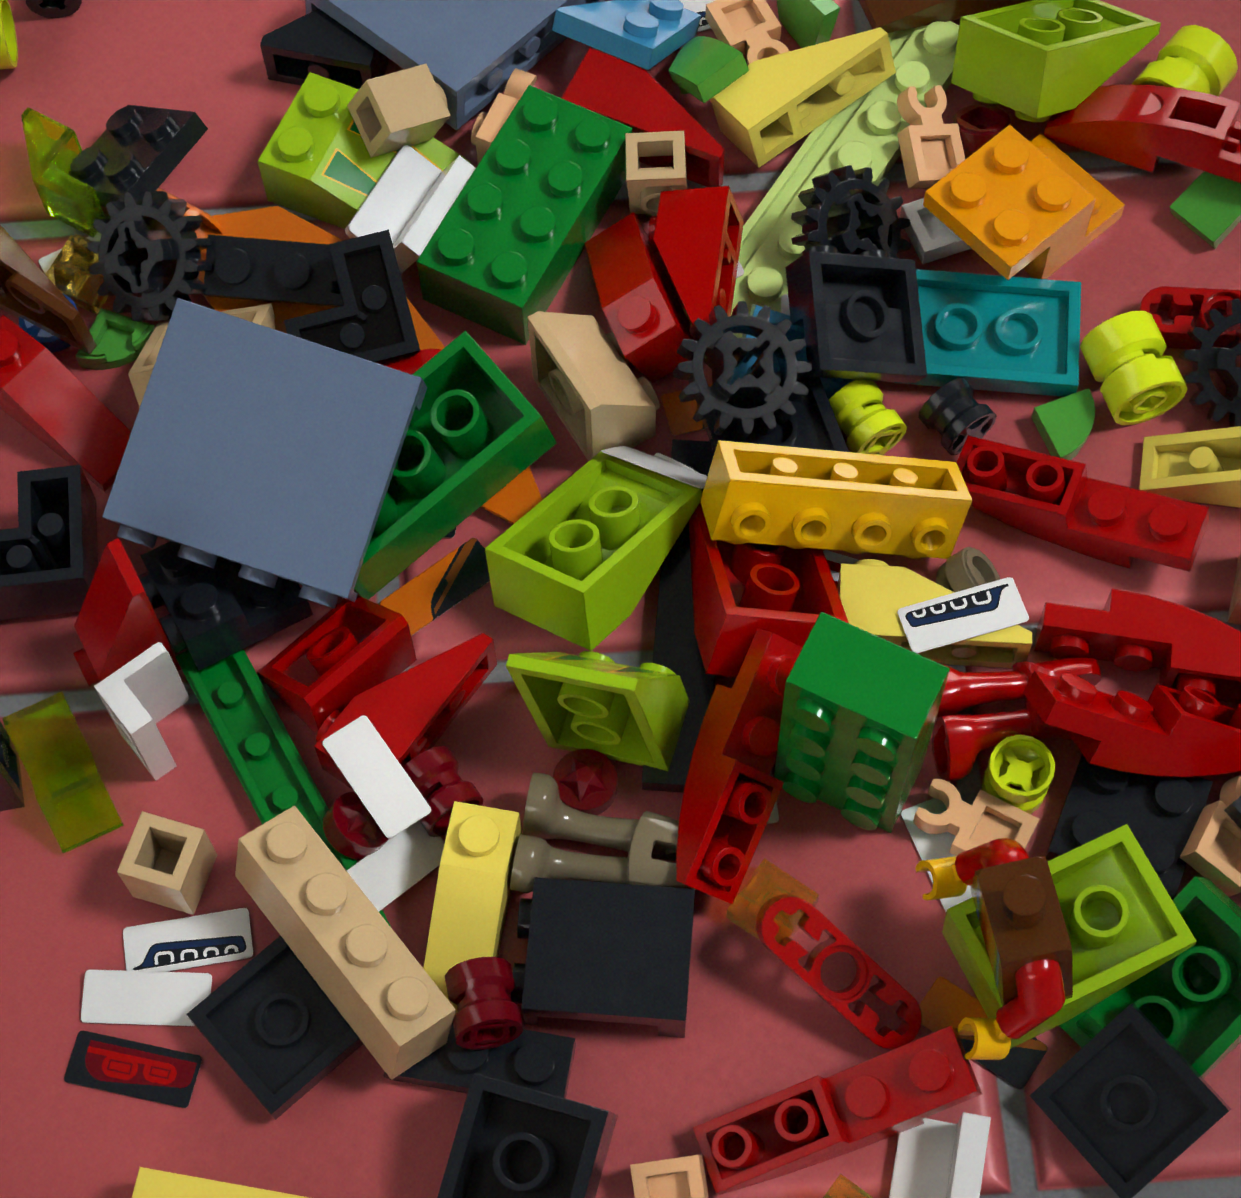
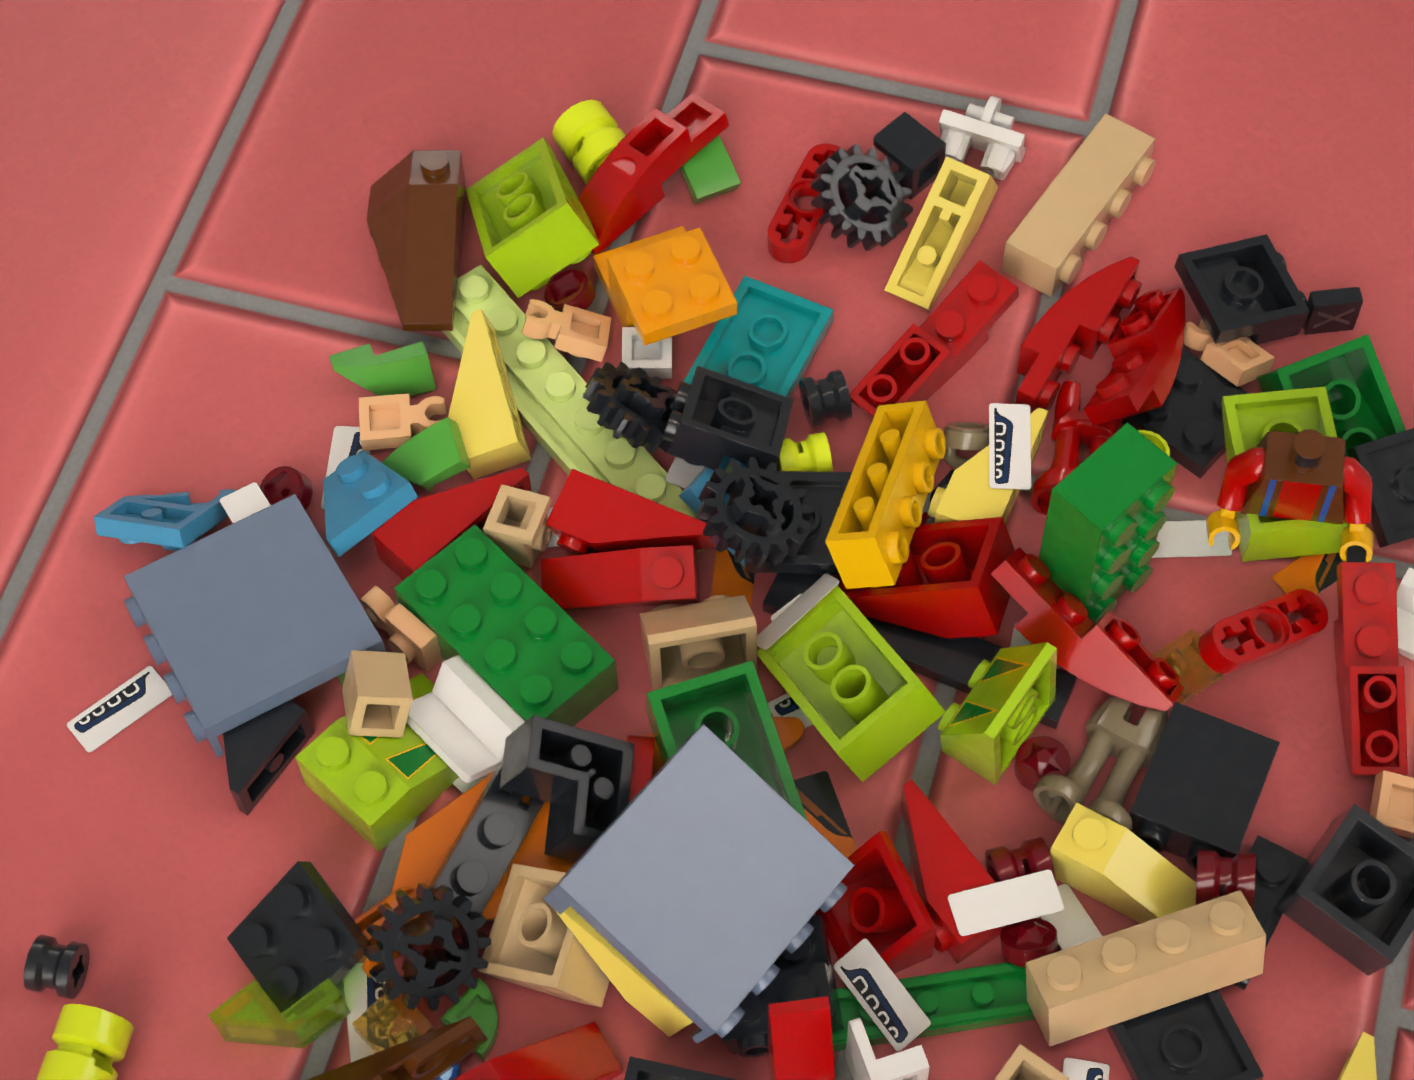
camera: 70 degrees left, 5 degrees down
(243, 692) = (882, 995): none -> white sticker
(975, 823) = (1189, 502): light nougat plate -> none
(1065, 423) = (856, 334): bright green tile -> none
(1130, 364) = (834, 269): neon yellow wheel -> none

